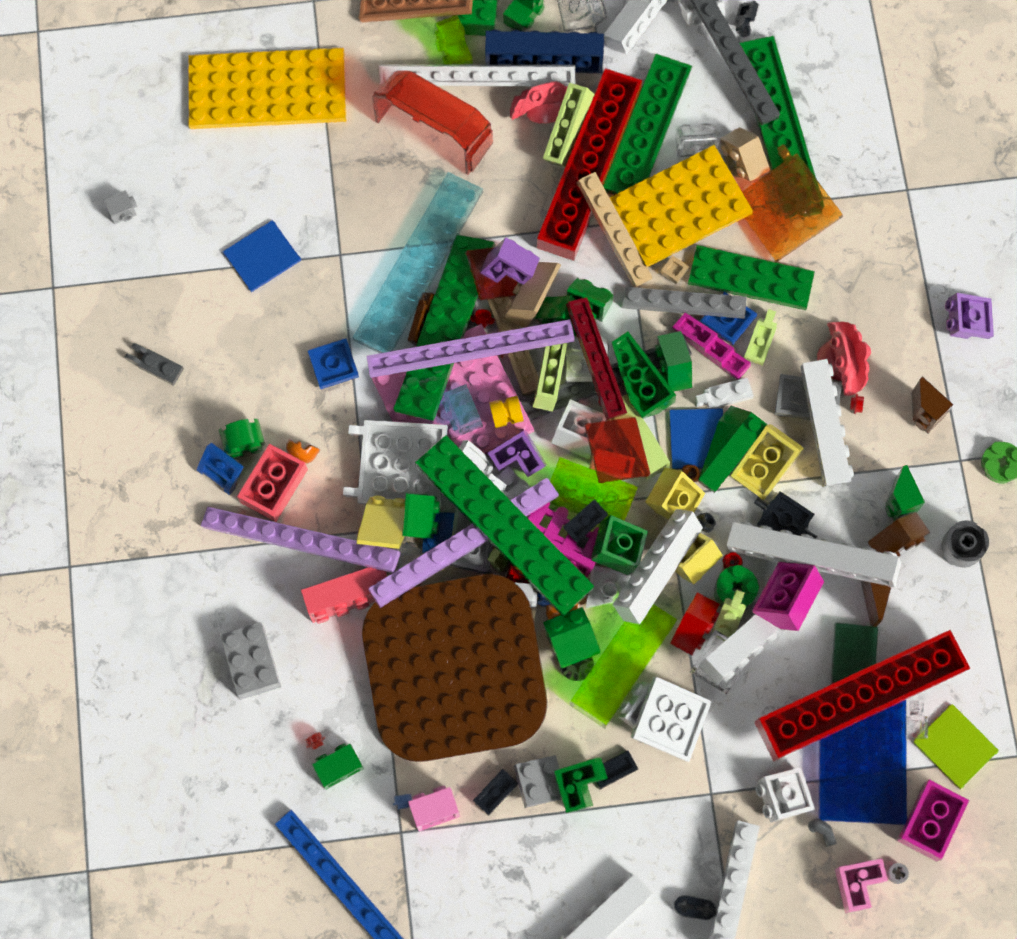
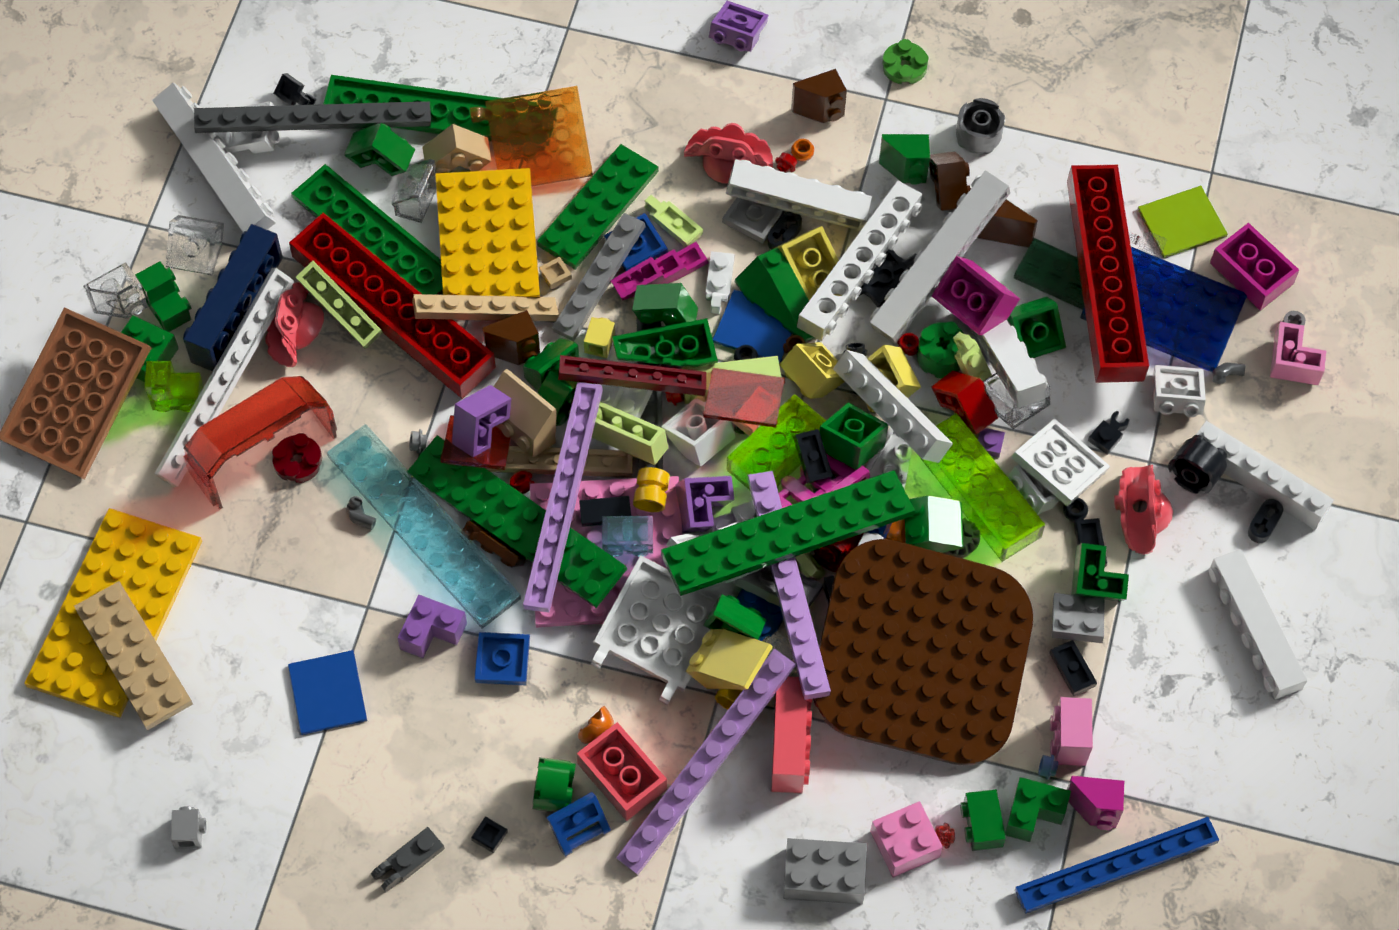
camera: 70 degrees left, 10 degrees down
(194, 411) = (489, 834): none -> black tile
(233, 113) = (133, 655): none -> tan plate
(299, 712) = (906, 839): none -> bright pink brick
(339, 298) = (430, 620): none -> medium lavender brick
(366, 797) = (1033, 802): none -> green brick
(382, 849) = (1097, 800): none -> dark pink slope
(409, 215) = (357, 514): none -> dark grey arm
(439, 165) = (297, 445): none -> dark red plate
(478, 386) = (594, 509): none -> black tile
(486, 231) = (417, 441): none -> light grey plate
(599, 262) = (513, 338): none -> reddish brown slope
(631, 747) = (1079, 504): none -> black plate
(632, 322) = (599, 337): none -> light yellow brick
(665, 813) = (1142, 527): none -> coral piece
(668, 435) = (745, 350): none -> black plate
(671, 658) = (992, 441): none -> medium lavender plate
(716, 833) = (1198, 465): none -> black brick
(719, 750) = (1108, 434): none -> black plate
(721, 98) = (380, 147): none -> green brick
(790, 657) = (1038, 326): none -> green slope
(794, 422) = (781, 228): none -> black beam
(859, 501) = (899, 198): none -> white brick
(878, 407) = (802, 144): none -> orange plate

